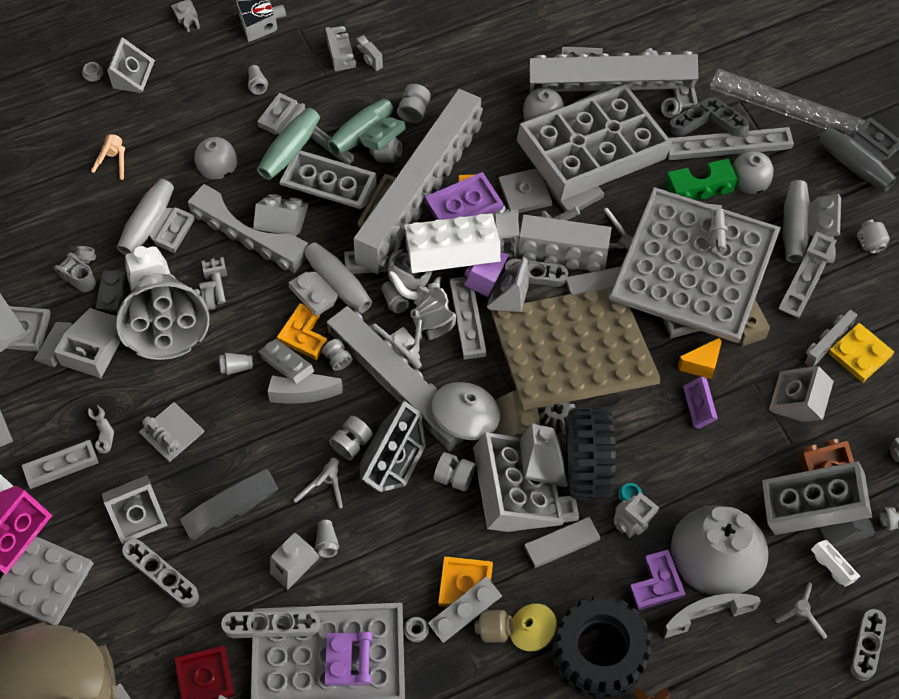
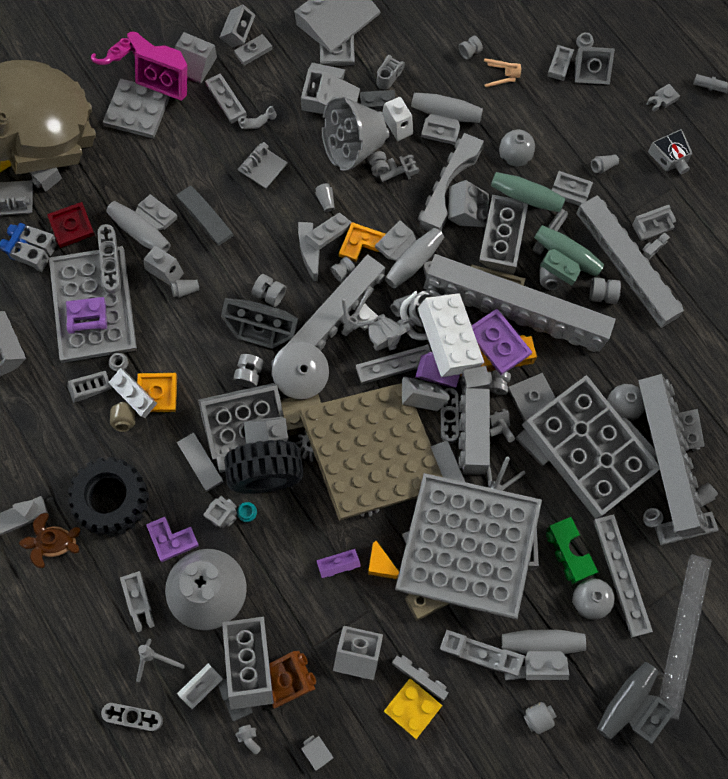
camera: 80 degrees right, 10 degrees up
(67, 182) = (470, 47): none -> light grey wheel
(85, 254) = (406, 74): light grey plate -> none
(114, 99) = (560, 62): none -> light grey plate
(134, 509) = (194, 152): light grey slope -> none
(160, 573) = (146, 180): light grey beam -> none
(222, 580) = (144, 222): none -> light grey plate
(329, 476) = (239, 281): light grey plant -> none
(381, 77) = (629, 261): none -> light grey brick
(446, 685) = (72, 384): none -> light grey slope
(539, 633) = (125, 445): light yellow dish -> none
(709, 110) = (653, 552): dark grey beam -> none
(718, 230) = (499, 559): light grey pin -> none
(729, 627) = (137, 599): none -> light grey hinge
(736, 602) = (156, 605): light grey slope -> none

